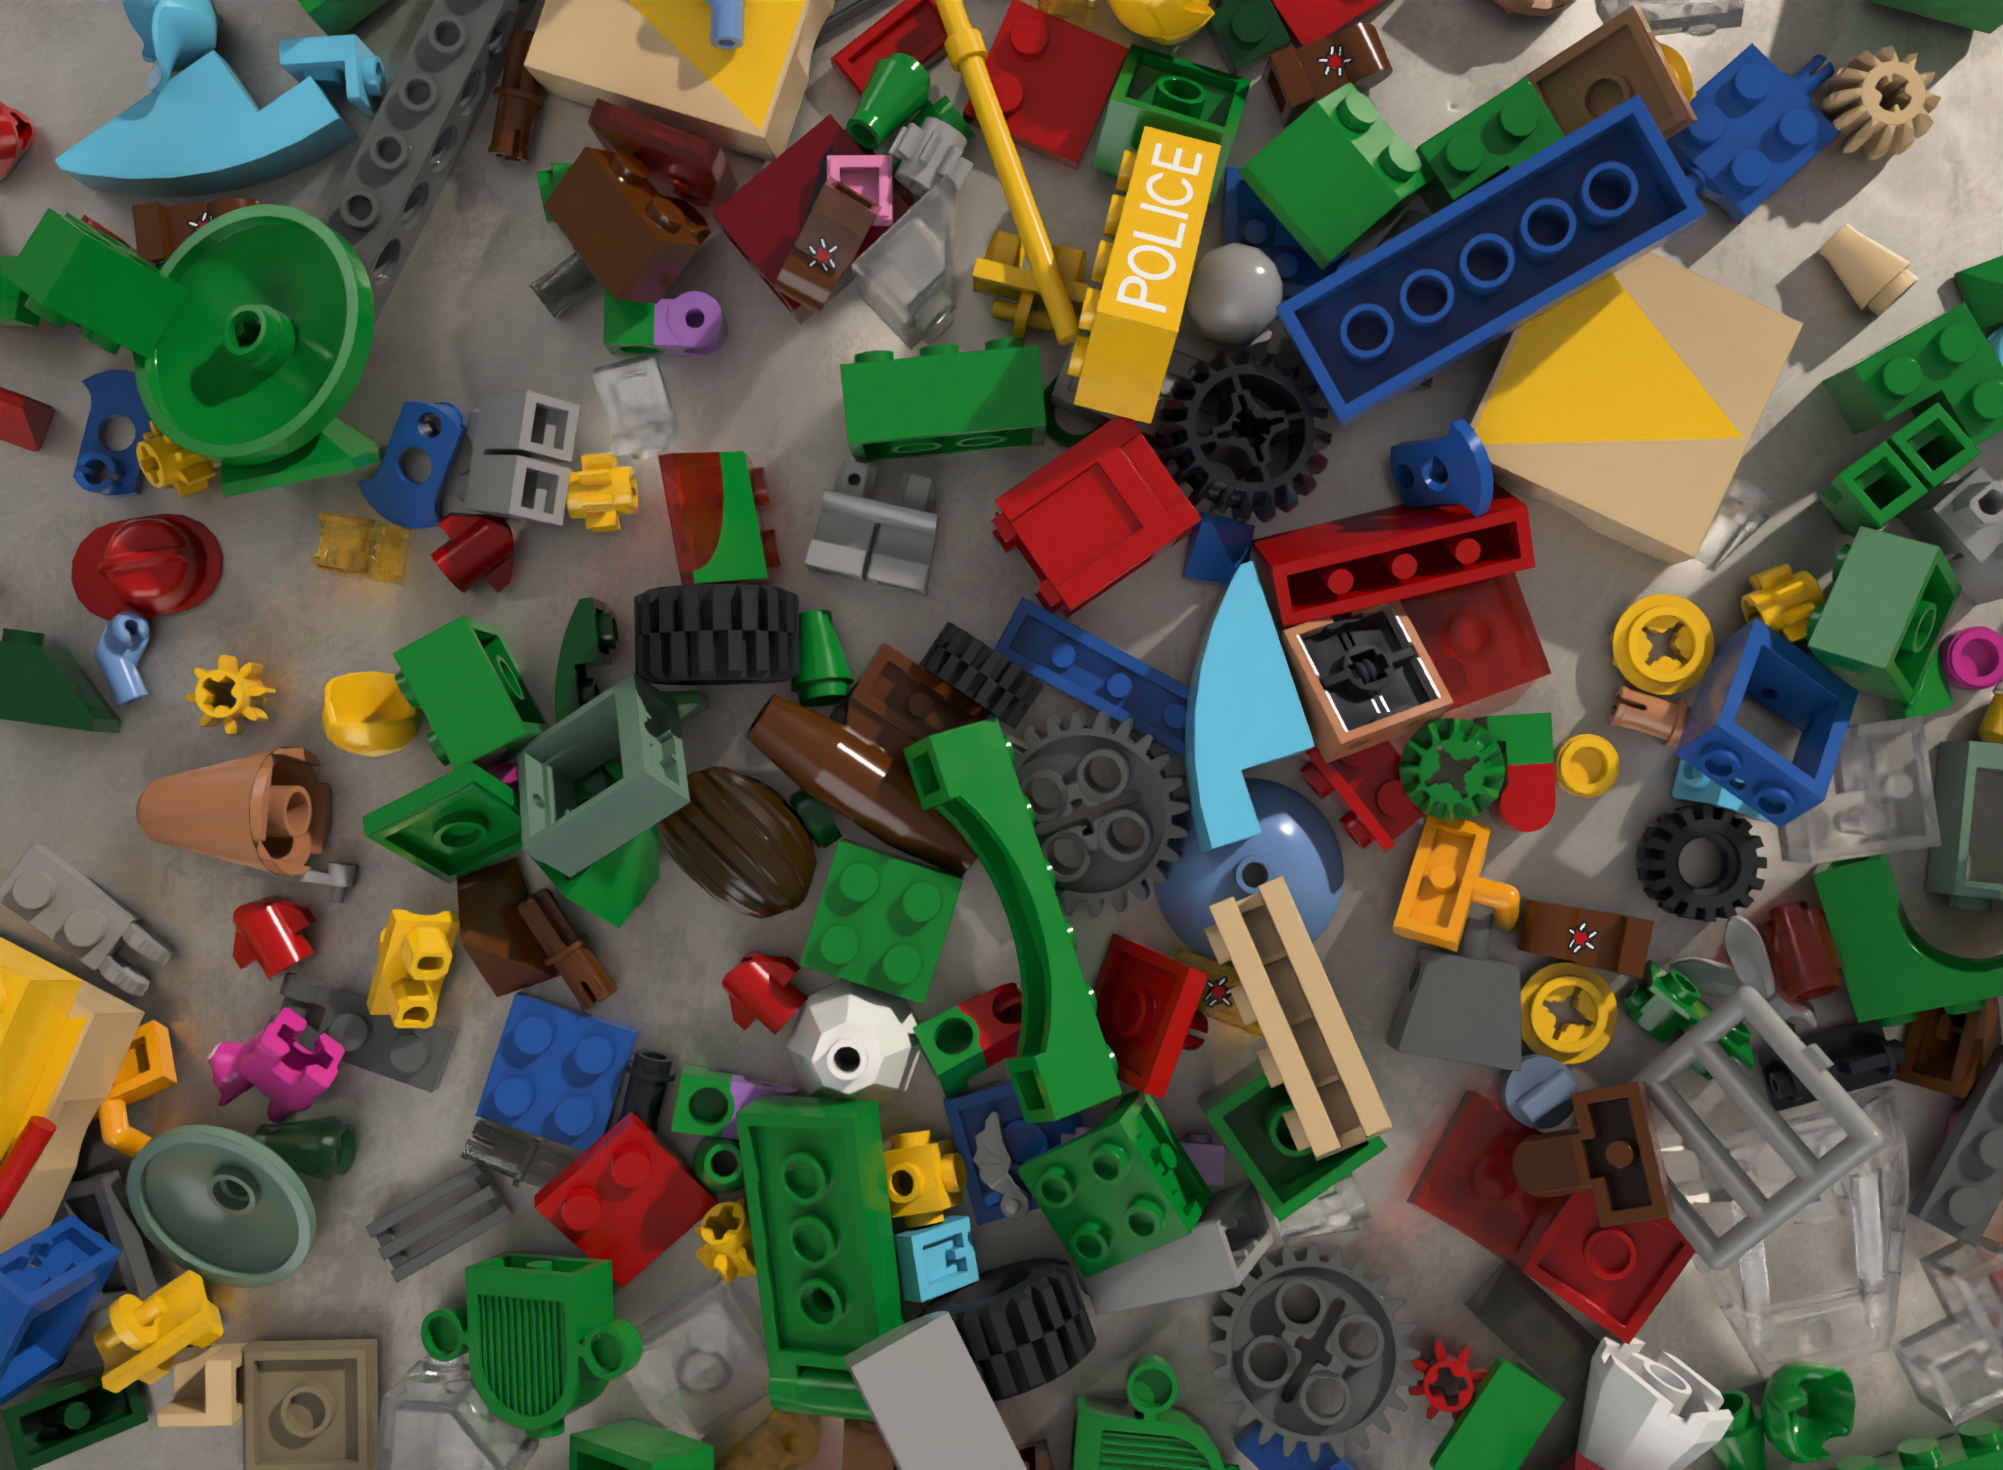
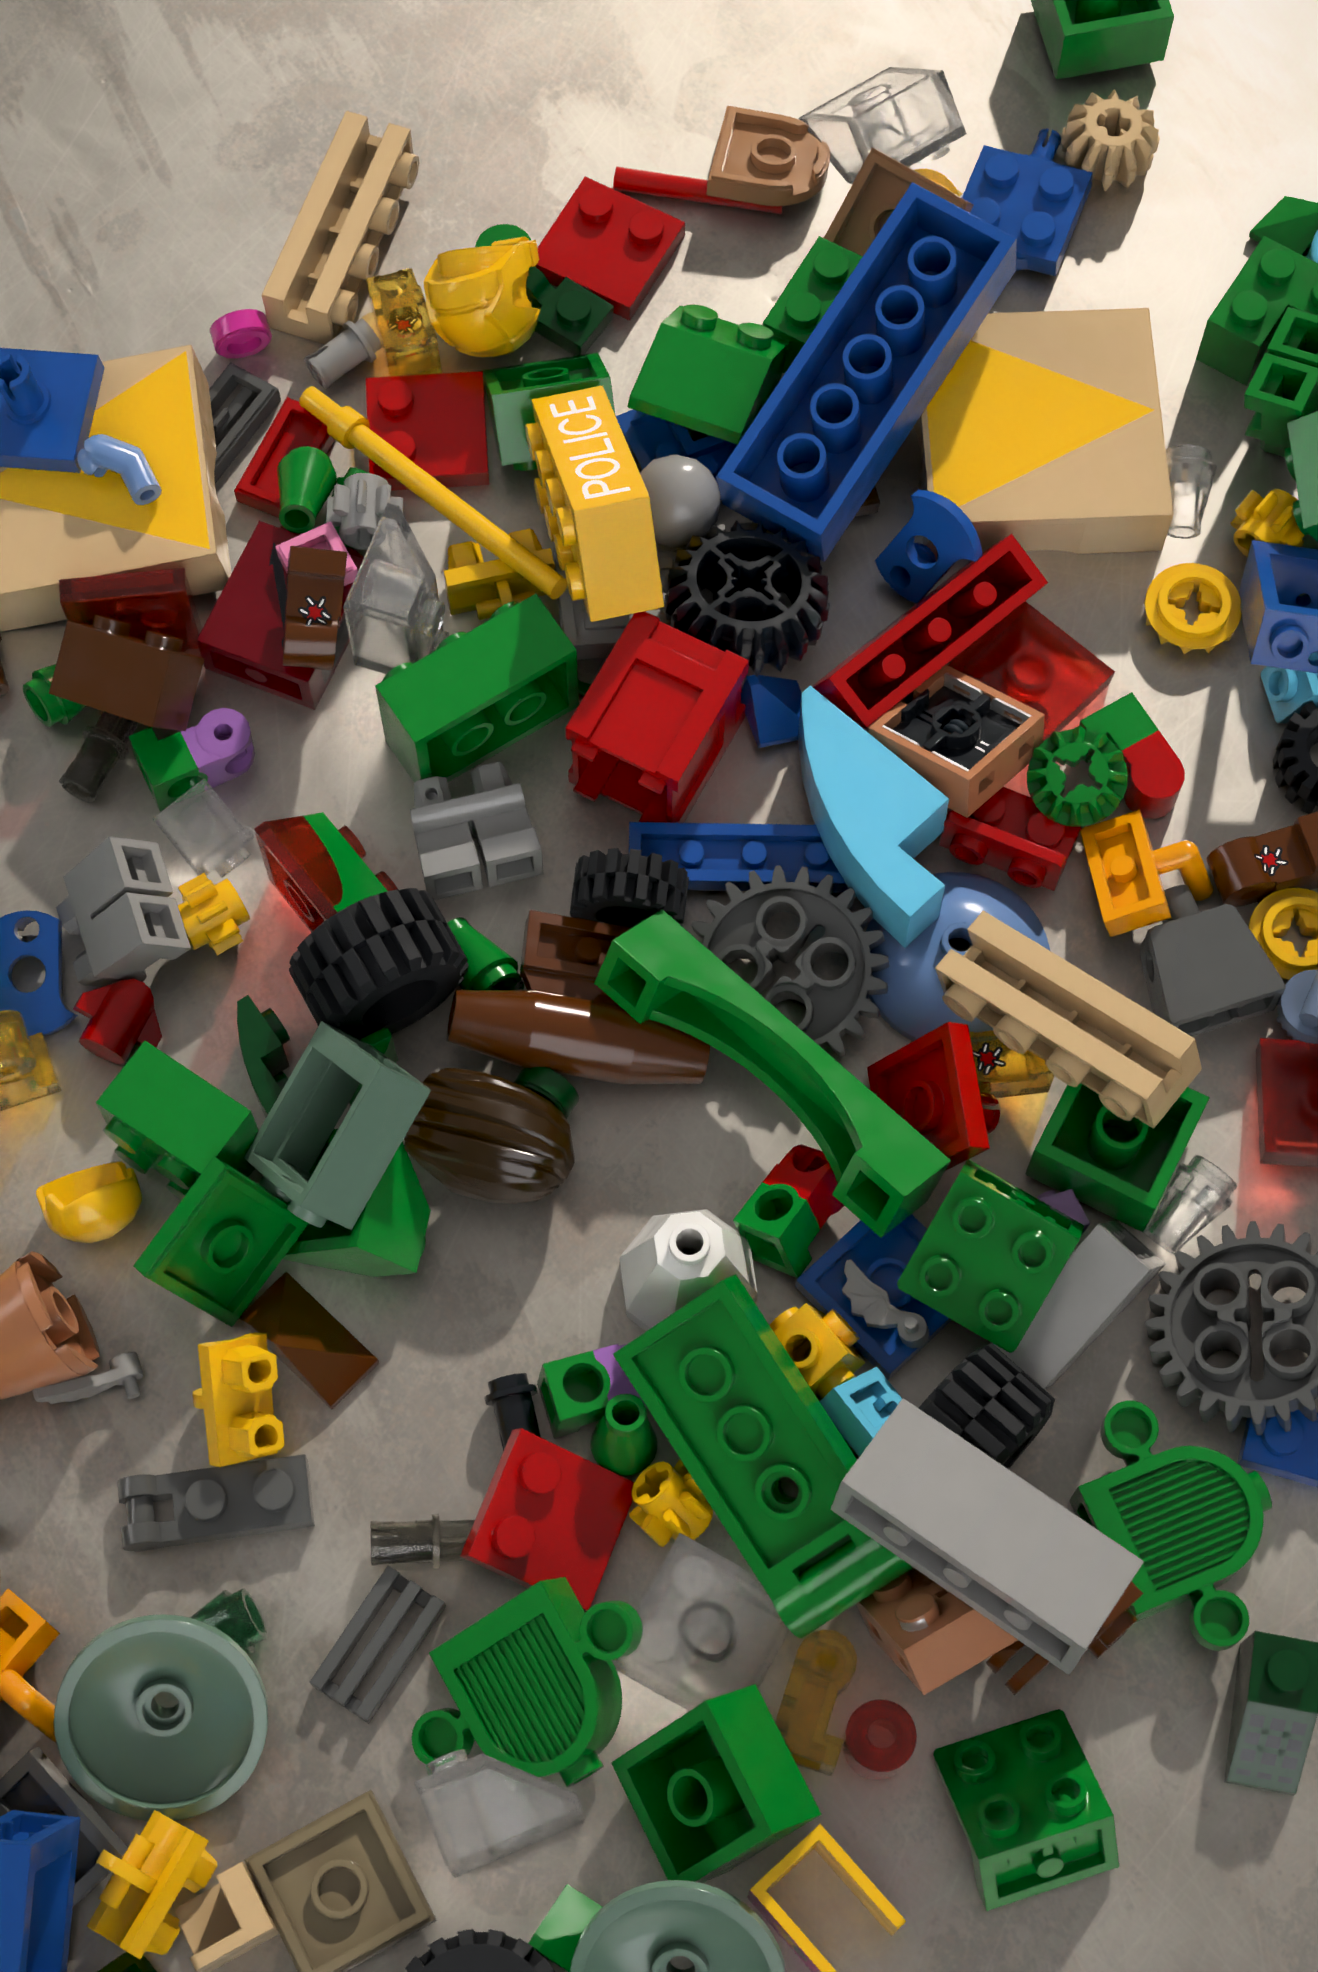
camera: 25 degrees left, 20 degrees down
(272, 935) = (86, 1451): red piece -> none
(277, 1066) = (152, 1557): dark pink animal -> none
(557, 1072) = (422, 1445): blue plate -> none
(566, 948) = (374, 1323): reddish brown axle -> none
(763, 991) = (579, 1270): red piece -> none
(882, 920) = (655, 1146): green brick -> none
(1311, 72) = (646, 309): reddish brown leg -> none
(1585, 765) = (1191, 732): yellow tile -> none
(1649, 715) = (1217, 665): nougat pin -> none
(1867, 269) = (1179, 259): tan cone -> none

